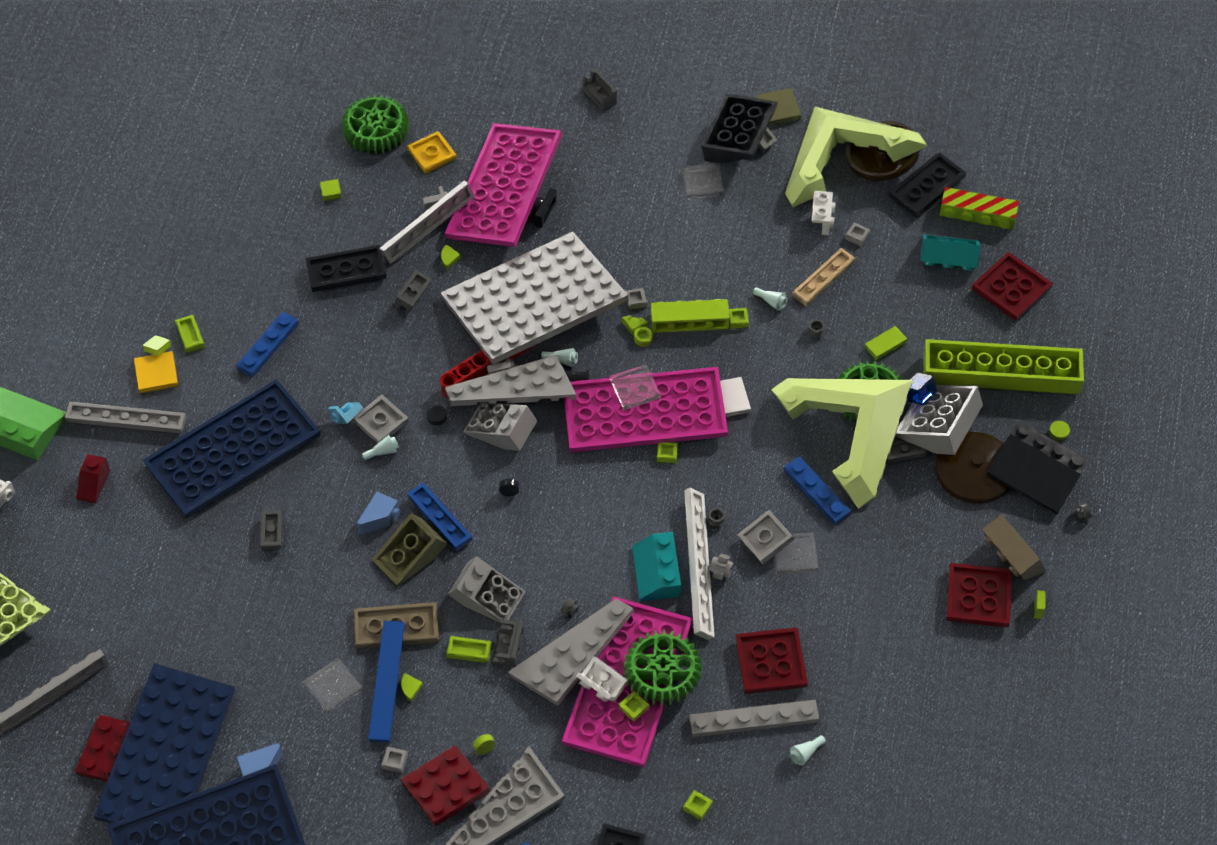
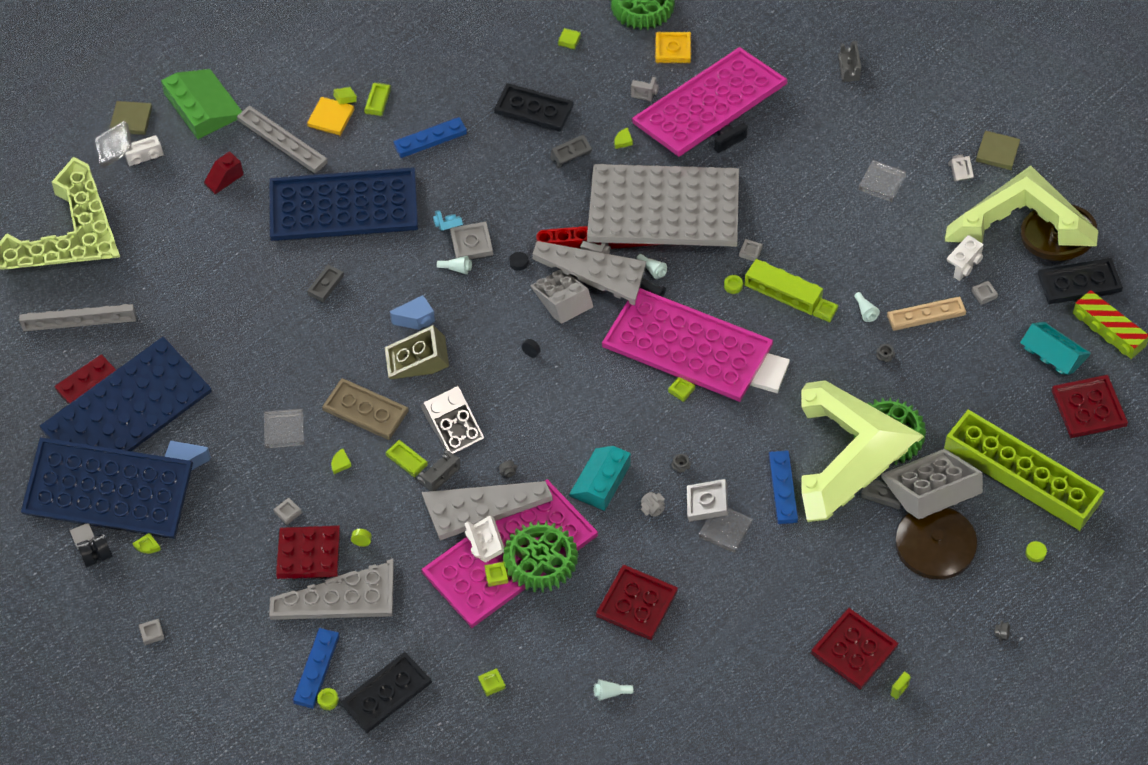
camera: 35 degrees right, 0 degrees up
(386, 682) = (324, 447): blue tile -> none
(427, 222) = (623, 101): light grey plate -> none
(439, 516) = (460, 342): blue plate -> none
(633, 323) = (734, 269): lime tile -> none
(635, 387) = (690, 320): clear tile -> none
(699, 564) = (639, 486): white plate -> none
(737, 128) = (940, 149): black slope -> none
(754, 718) = (589, 640): light grey plate -> none
(885, 343) = (938, 396): lime tile -> none
(922, 389) = (933, 449): clear blue brick -> none
(1013, 549) = (910, 626): dark tan slope -> none
(1037, 467) = (987, 570): black slope -> none

